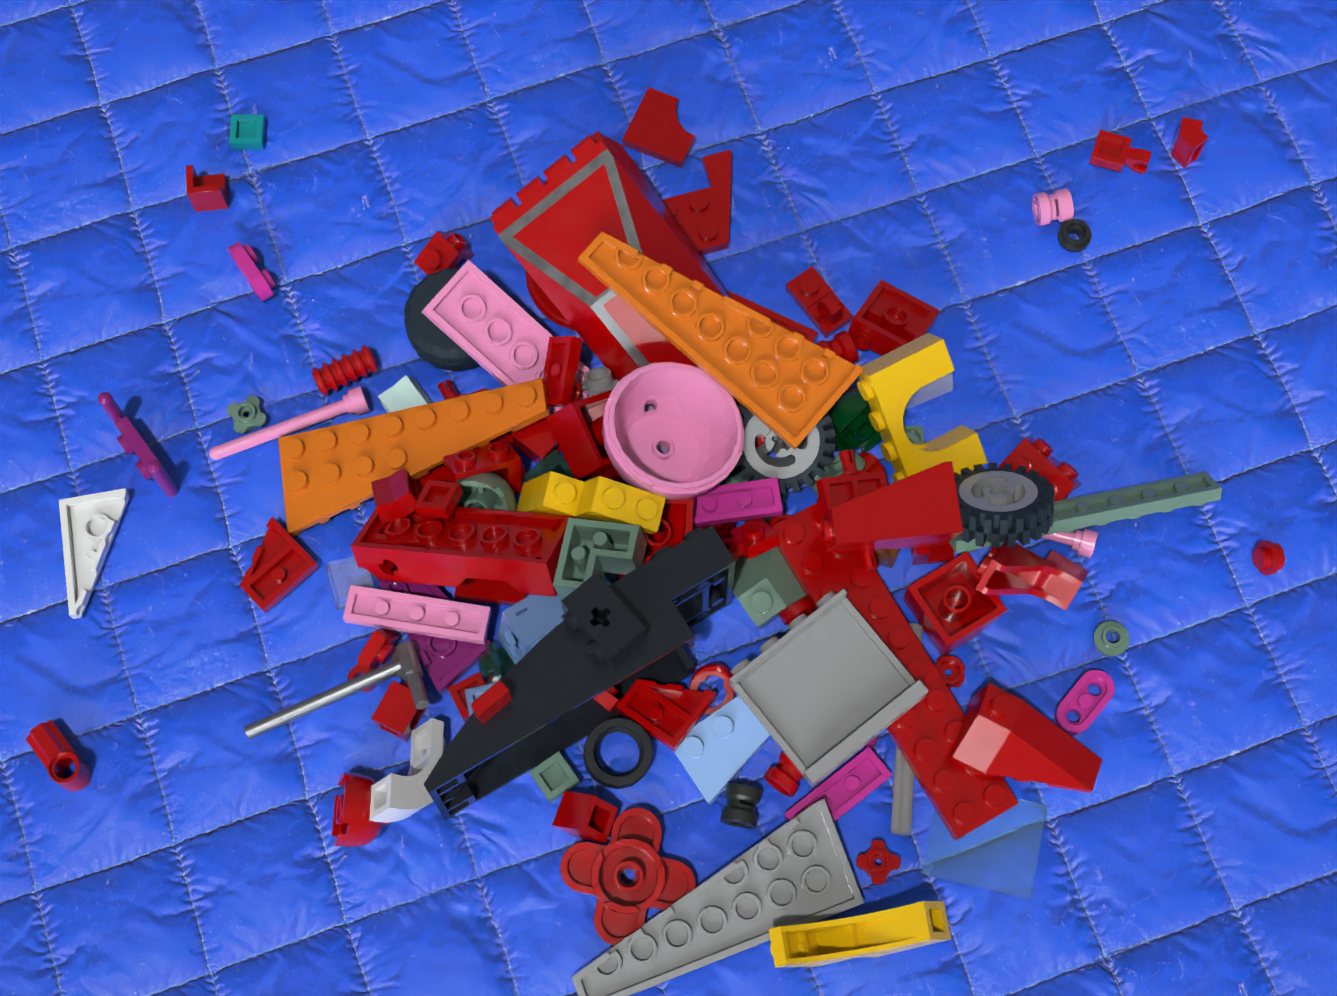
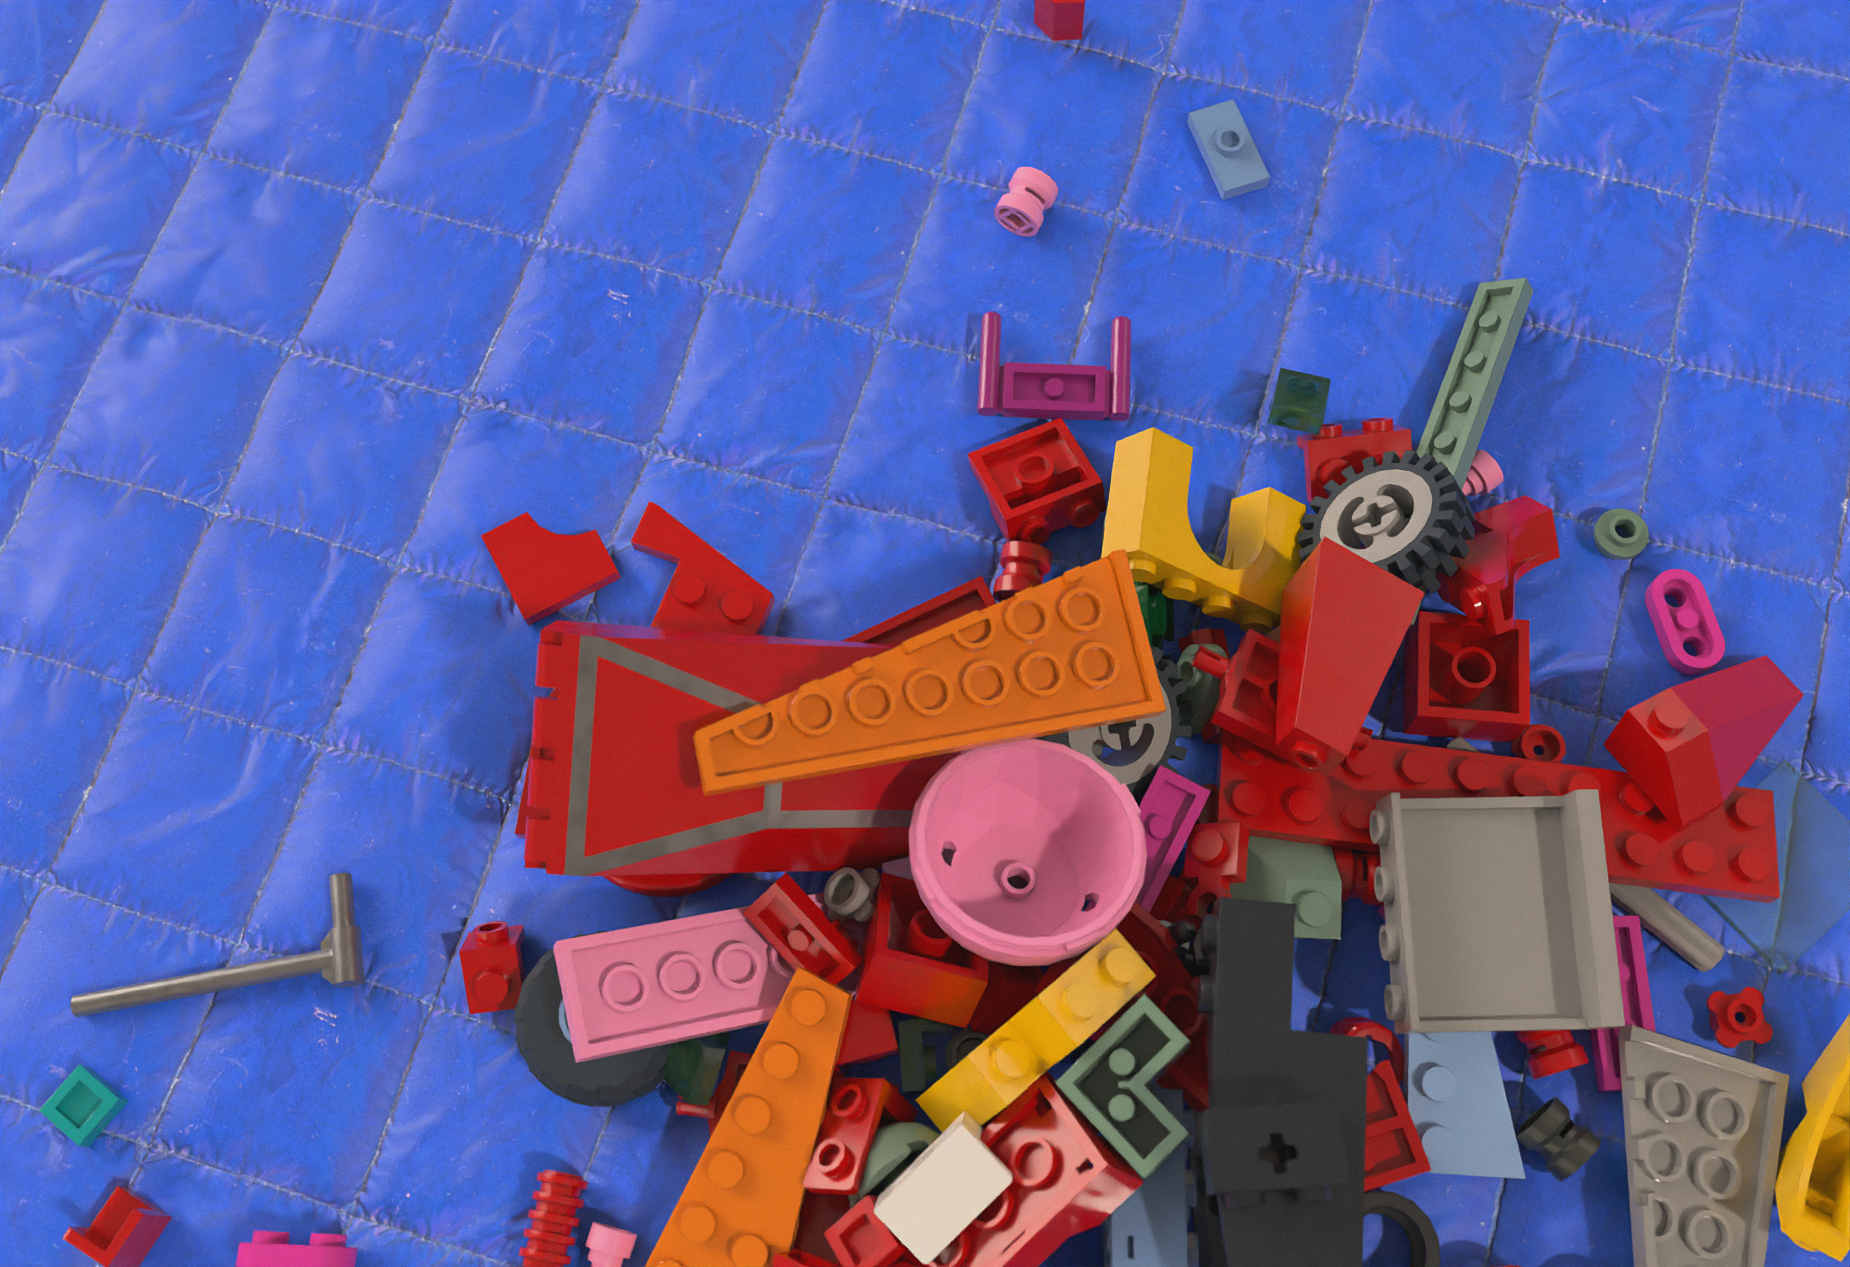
camera: 50 degrees left, 0 degrees up
(394, 185) = (338, 961): none -> flat silver bar
(403, 395) = (662, 1170): light aqua piece -> none
(466, 375) = (695, 1066): none -> clear green bracket
(484, 510) = (943, 1190): none -> white panel
(818, 302) = (935, 547): red hinge -> none
(954, 296) = (1054, 389): none -> magenta plate
(1045, 419) = (1299, 401): none -> clear green bracket
(1076, 227) = (1077, 194): pearl dark grey plate -> none
(1114, 151) = (1010, 89): red plate -> none
(1177, 288) = (1228, 149): none -> medium blue plate
(1268, 557) = (1636, 294): red plate -> none

